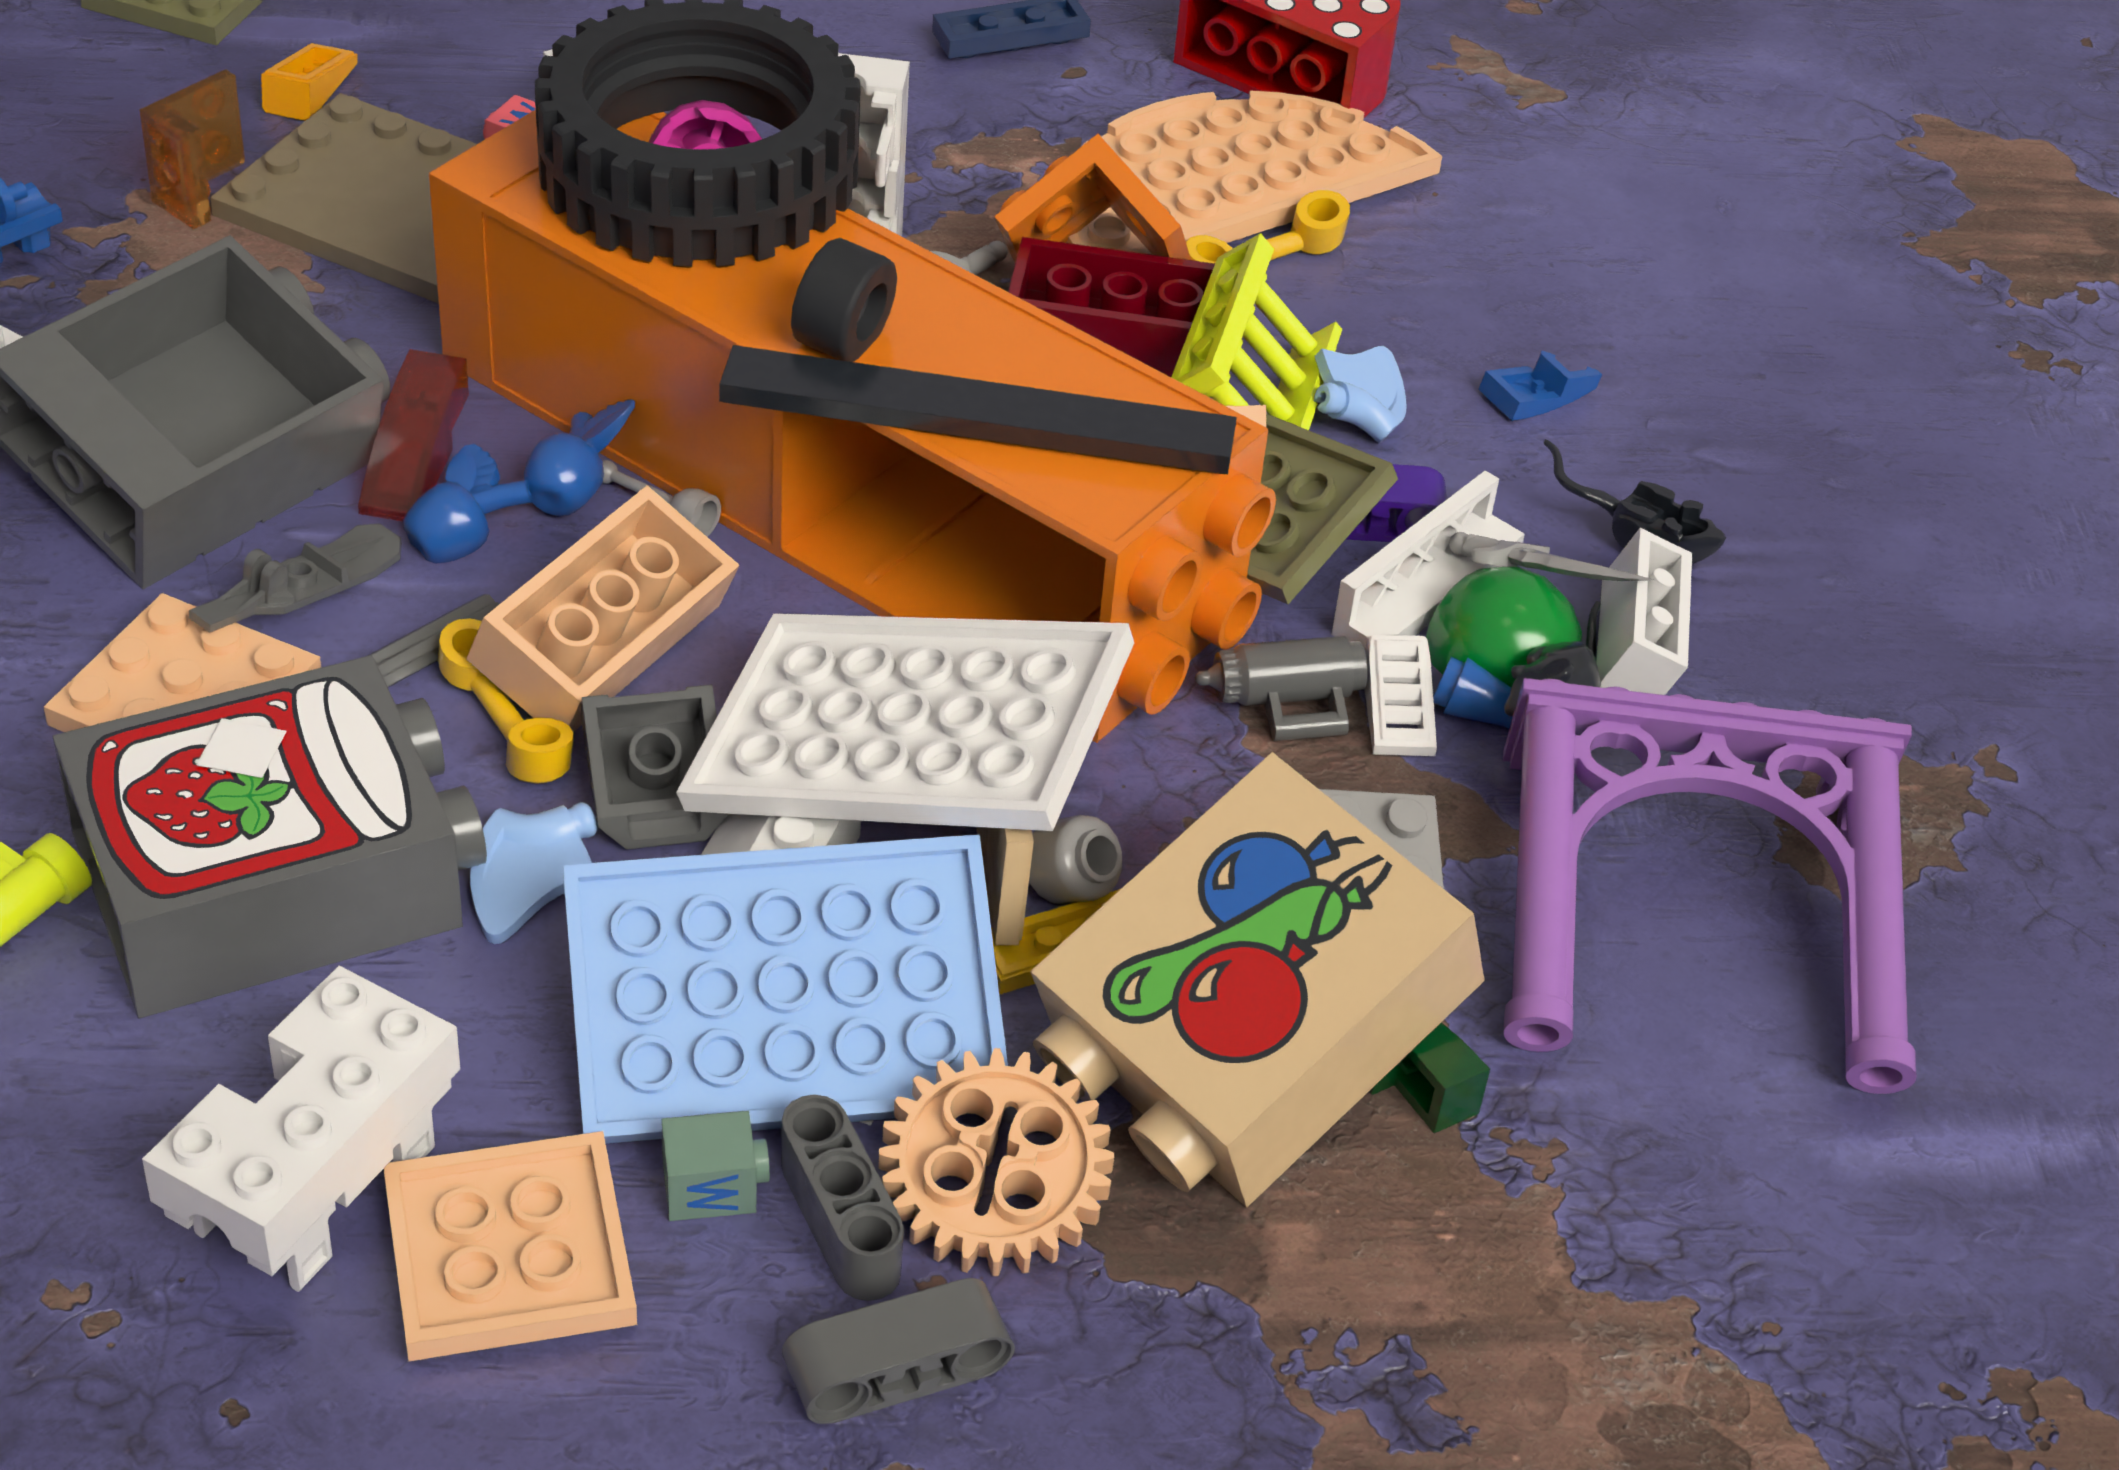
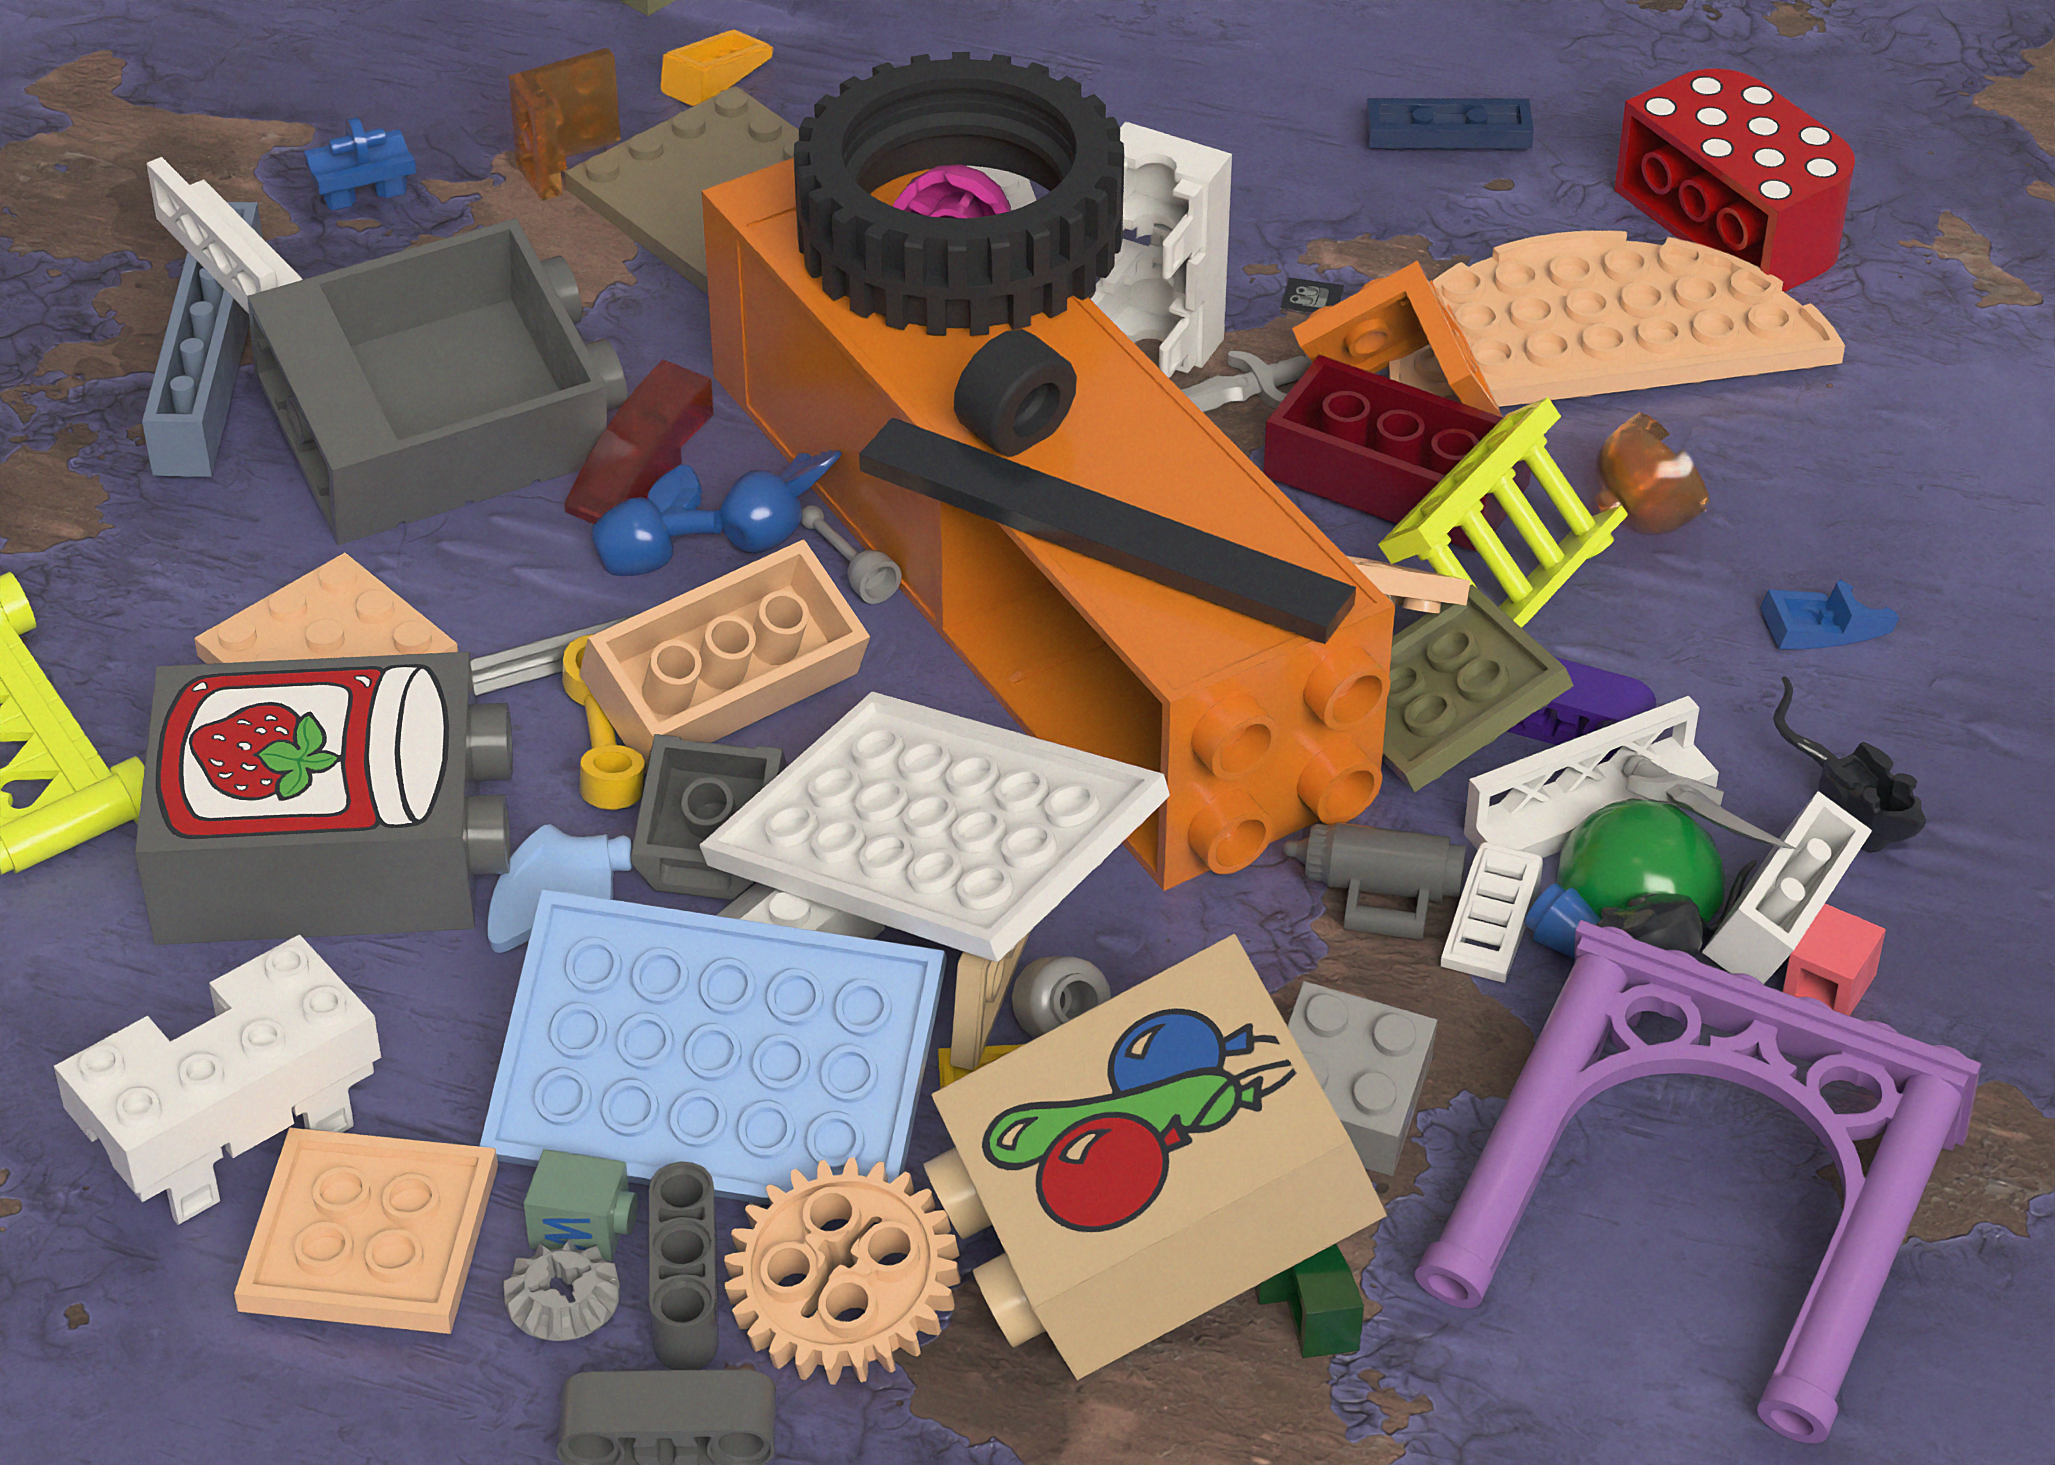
camera: 25 degrees right, 0 degrees up
(241, 748) = (312, 714): white sticker -> none
(302, 580) = (477, 566): dark grey piece -> none
(727, 1278) = (548, 1314): none -> light grey gear
(962, 195) = (1310, 295): none -> black sticker
(1316, 230) = (1668, 395): yellow piece -> none
(1346, 289) = (1646, 478): none -> clear orange cylinder
(1362, 390) = (1620, 583): light blue arm -> none
(1713, 665) = (1835, 959): none -> coral brick

